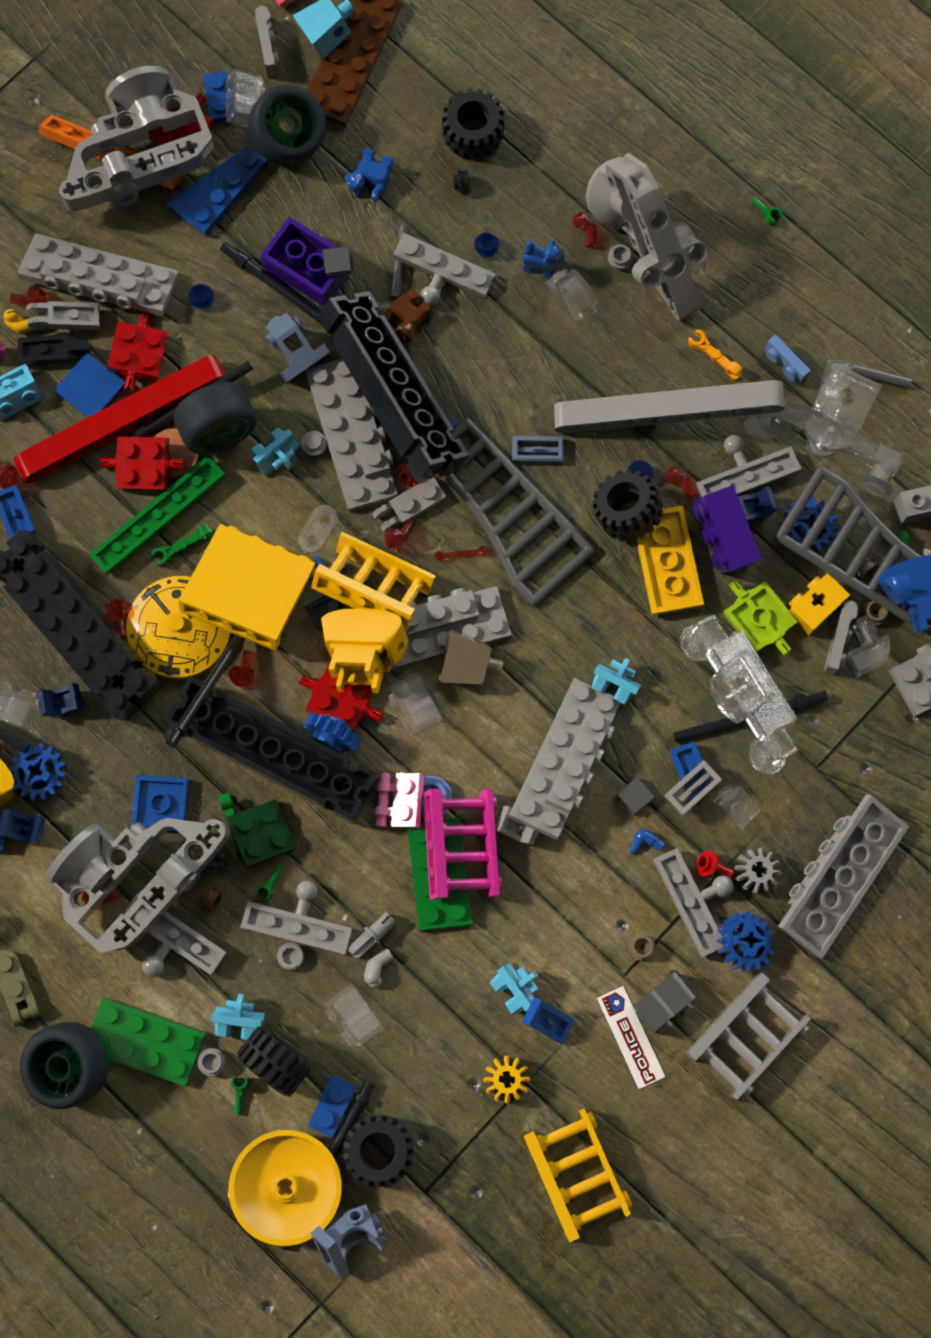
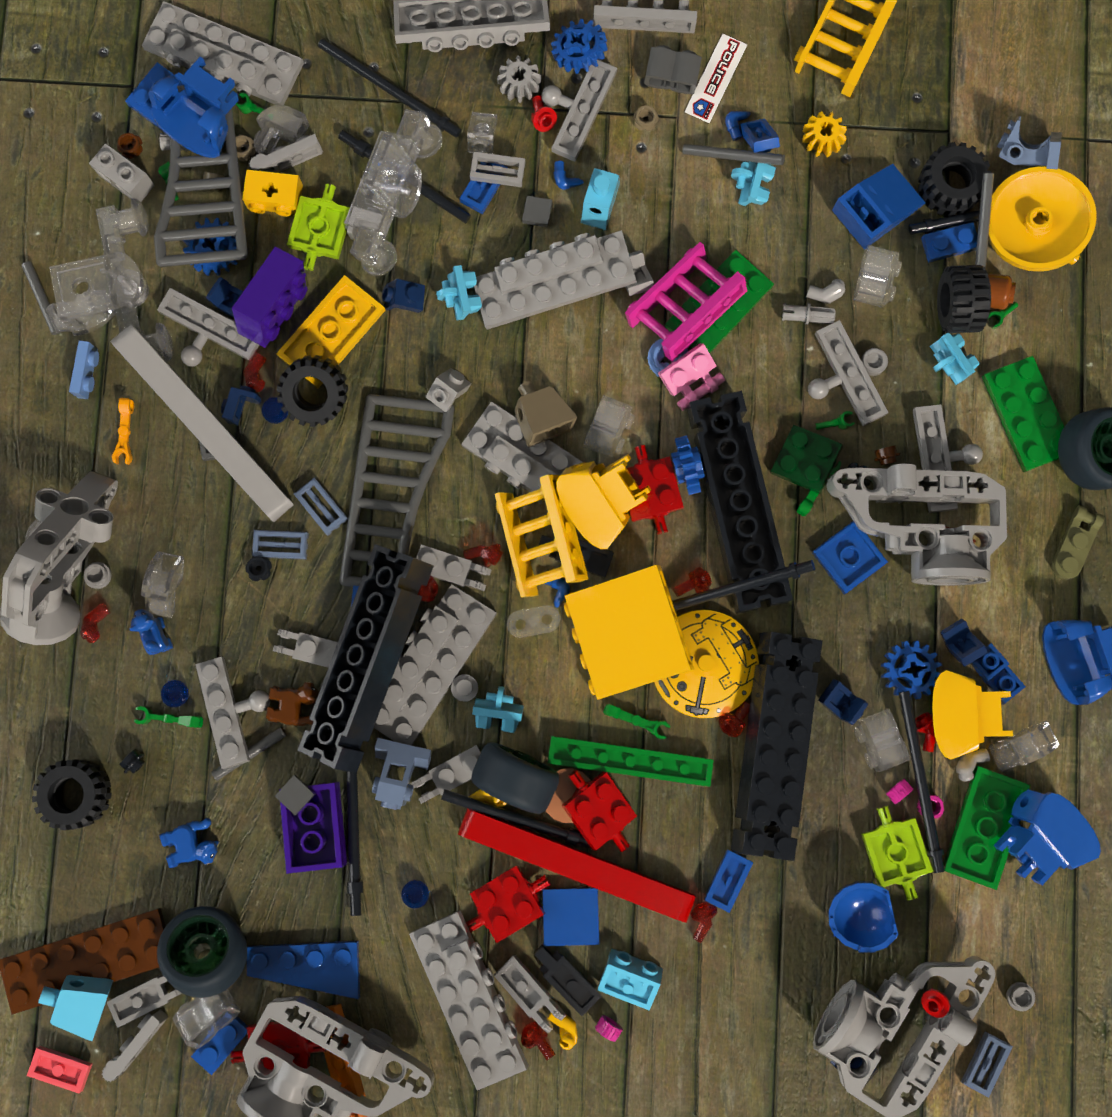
camera: 130 degrees left, 5 degrees up
(211, 1062) = (998, 352): light grey plate -> none
(259, 1102) = (1001, 291): none -> dark orange head
(263, 384) = (450, 773): none -> light grey hinge
(294, 63) = (140, 1000): none -> light grey hinge
(319, 1136) = (984, 219): none -> dark grey bar
(410, 1072) = (877, 205): none -> blue slope
(439, 360) = (308, 648): none -> light grey hinge
(456, 240) = (188, 721): none -> green piece
(482, 551) = (441, 481): clear red hinge -> none
(519, 414) = (303, 546): none -> sand blue tile
(528, 363) = (251, 568): none -> black plate
(547, 610) = (447, 388): none -> light grey bracket
(549, 985) = (733, 154): none -> dark grey bar
(581, 1015) = (732, 123): none -> blue animal
(603, 851) = (600, 195): none -> medium azure torso
(650, 636) = (403, 295): none -> dark blue bracket
(668, 446) = (234, 404): none -> dark blue bracket
(770, 783) = (441, 122): none -> black bar
(908, 645) = (248, 106): none -> green hand

